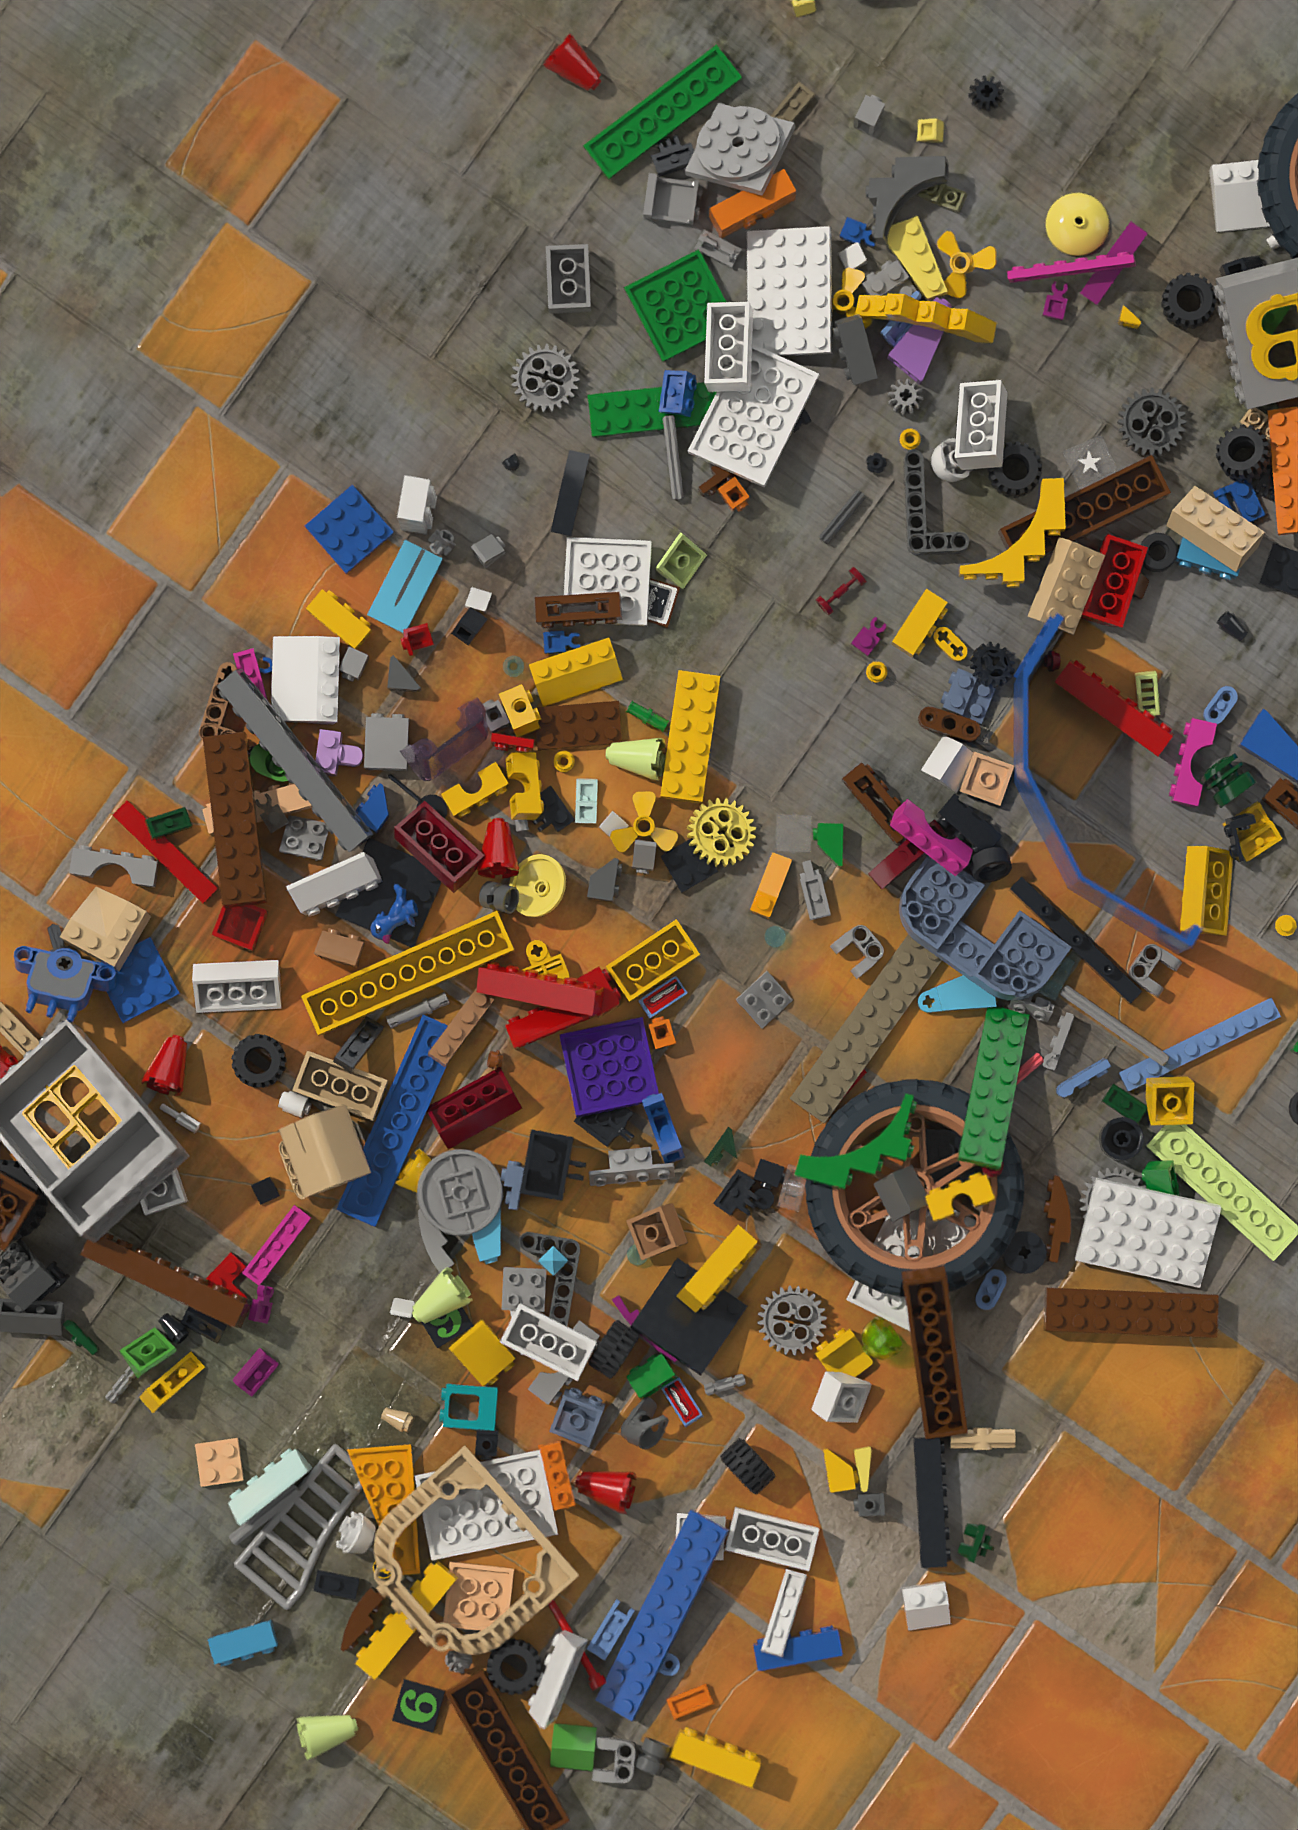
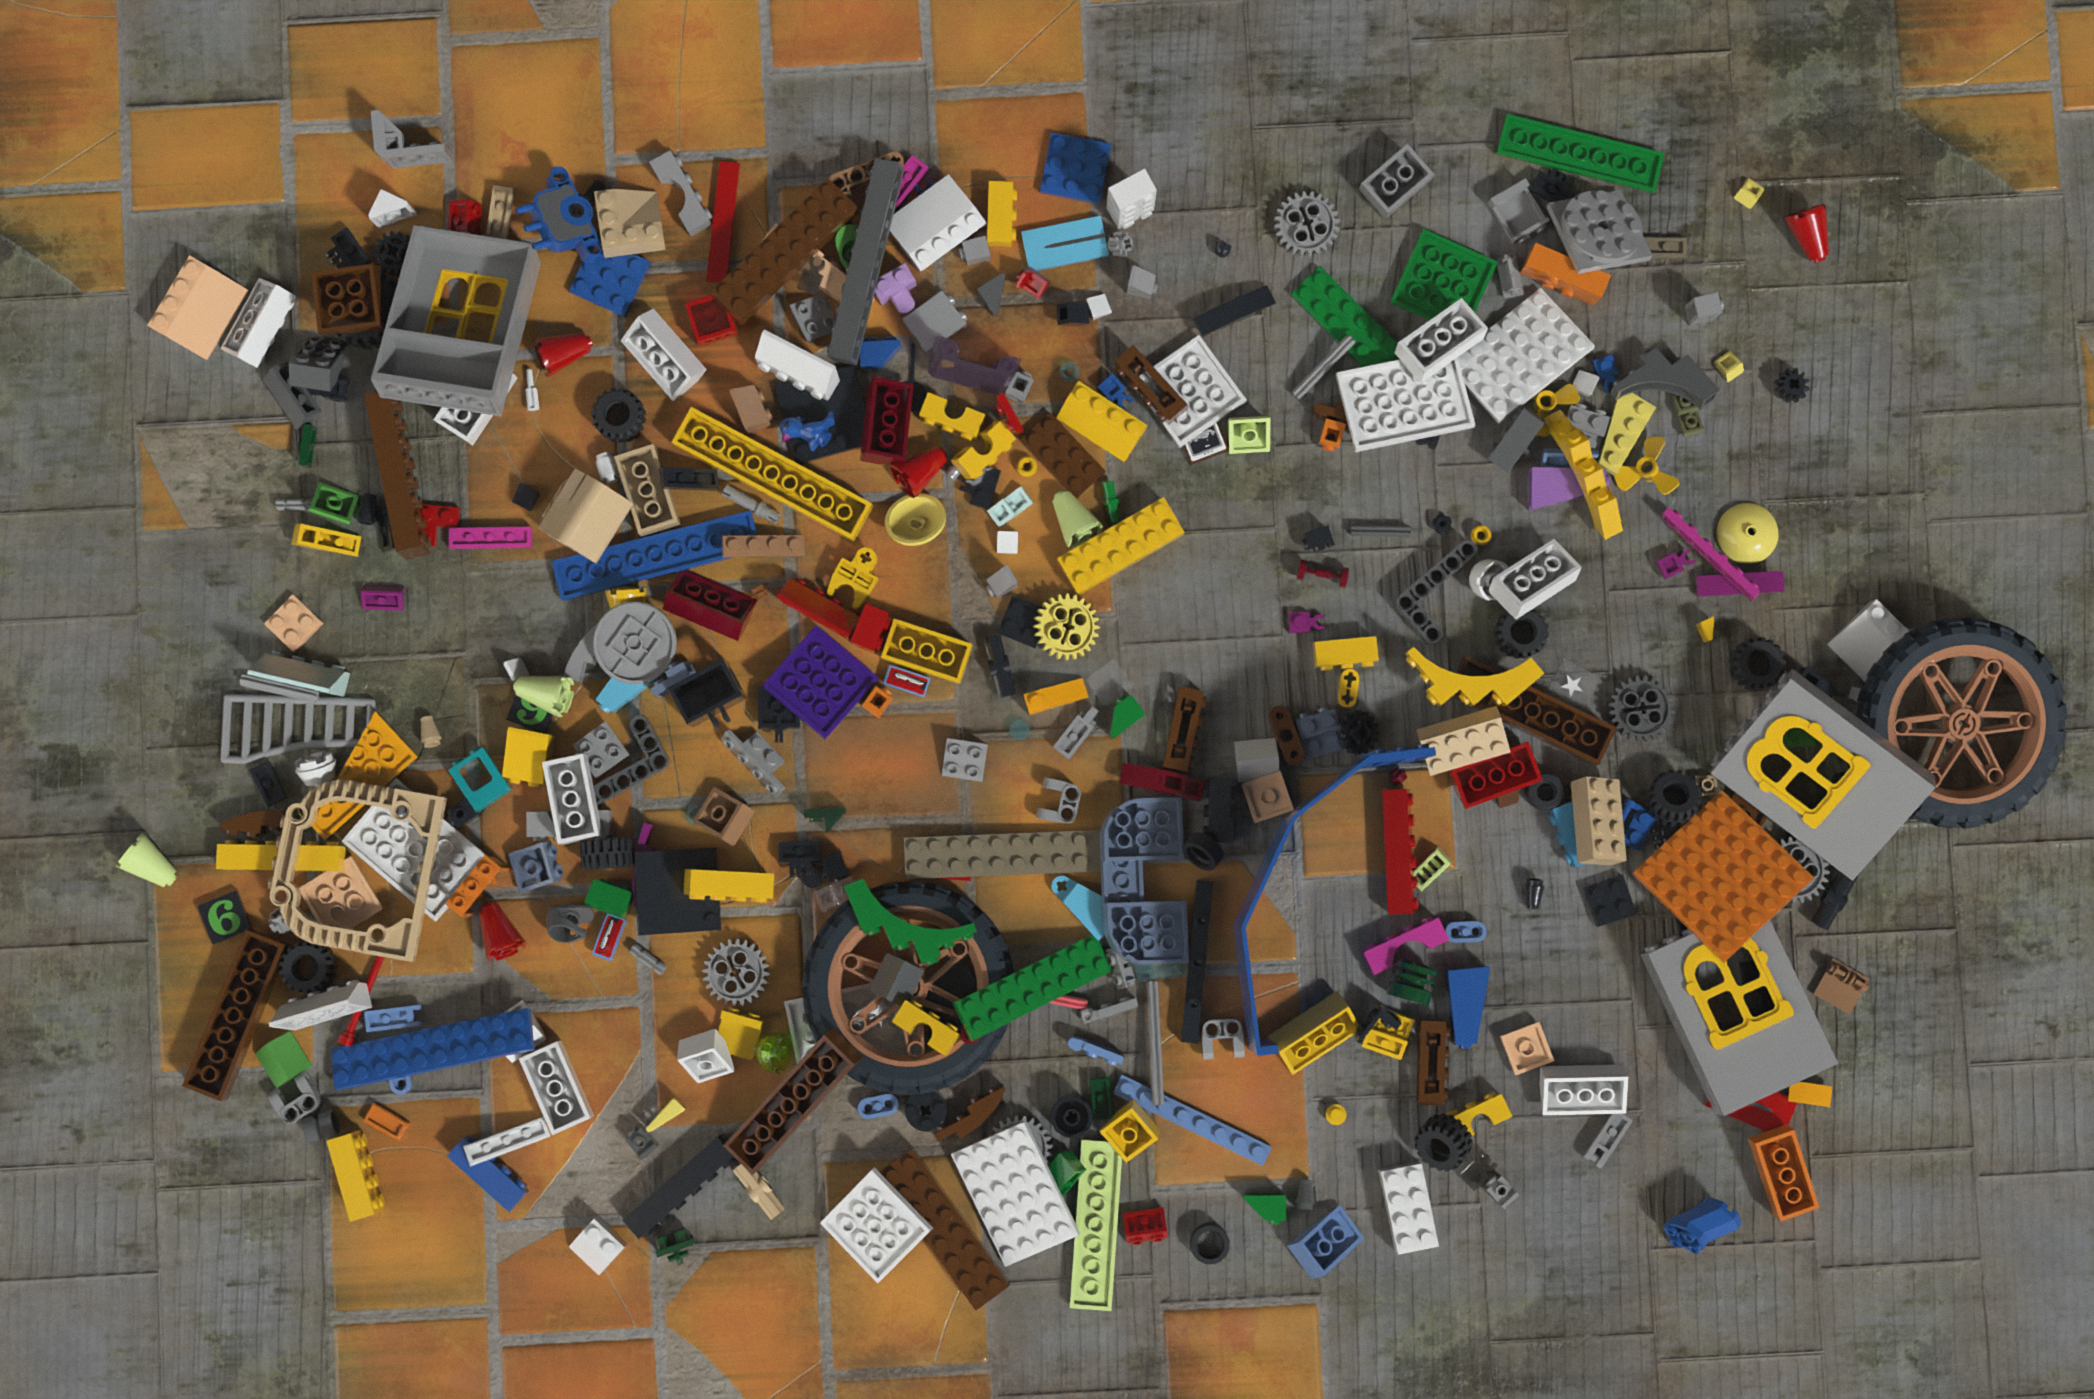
camera: 50 degrees right, 0 degrees up
(168, 823) = (746, 207): dark green plate -> none
(243, 1643) = (169, 747): dark azure brick -> none
(261, 1307) = (434, 563): magenta plate -> none
(499, 897) = (884, 497): dark grey wheel -> none
(519, 698) = (1040, 391): yellow brick -> none
(540, 989) = (836, 582): red brick -> none
(553, 1260) = (638, 754): medium azure slope -> none
(573, 64) = (1562, 57): red cone -> none
(603, 882) = (958, 567): dark grey slope -> none
(625, 837) = (1004, 556): yellow piece -> none
(663, 1128) = (805, 759): blue arch -> none
(677, 393) = (1375, 331): blue bracket -> none
(710, 911) = (999, 666): none -> black piece
(747, 1466) = (596, 1025): black tyre -> none
(810, 573) = (1317, 539): none -> black brick
(839, 1473) = (647, 1099): yellow slope -> none
(876, 665) = (1282, 642): yellow plate -> none
(899, 391) = (1511, 498): light grey gear -> none
(912, 824) = (1186, 764): dark pink arch -> none
(1086, 1364) = (876, 1225): none -> white plate
(1255, 1149) = (1145, 1226): none -> red bracket

